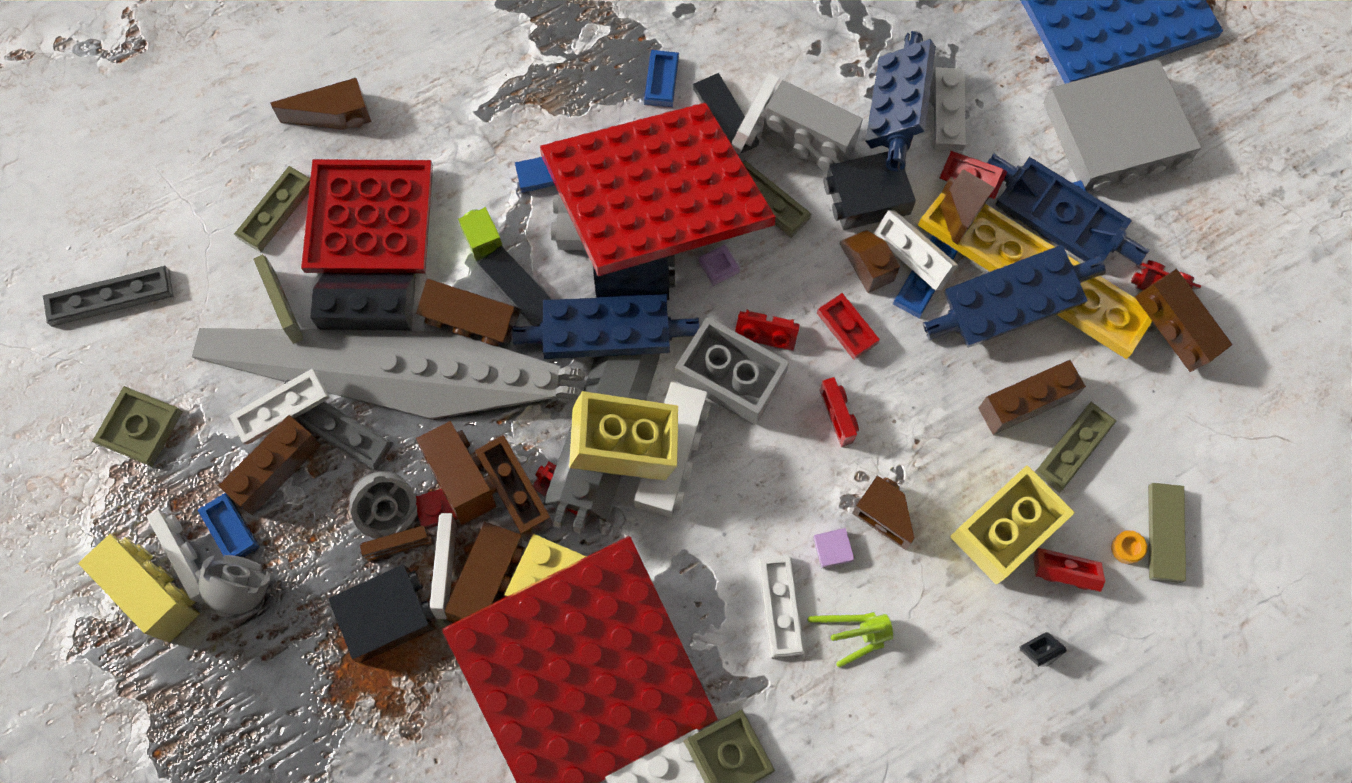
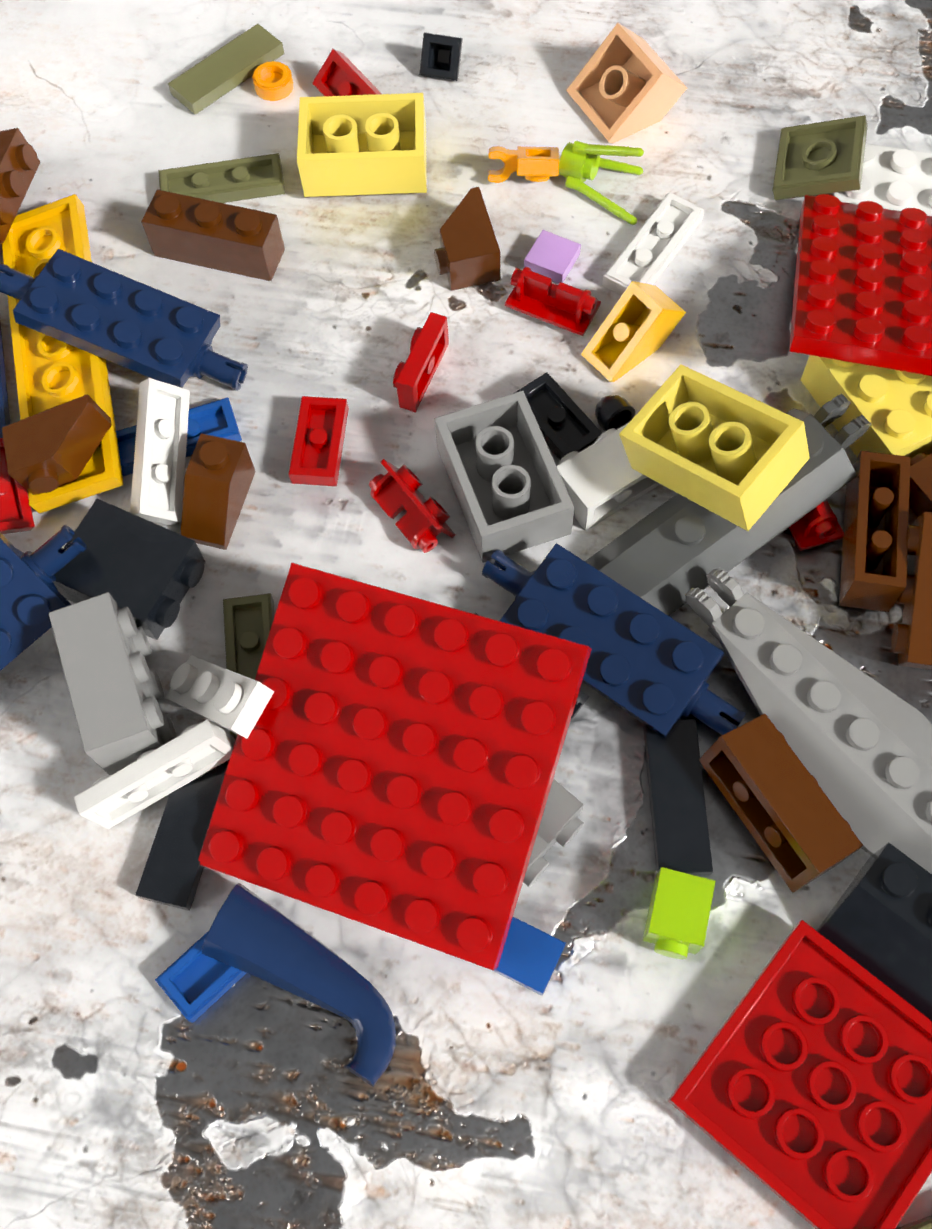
camera: 135 degrees left, 5 degrees down
(636, 99) = (279, 951): none -> dark blue animal
(708, 465) = (613, 412): none -> black hinge
(736, 436) = (559, 417): none -> black plate
(740, 526) = (632, 330): none -> yellow slope
(759, 156) = (219, 695): none -> white plate
(804, 514) = (552, 303): none -> red hinge
(901, 721) = (625, 86): none -> light nougat slope
(905, 603) = (531, 162): none -> light orange plate

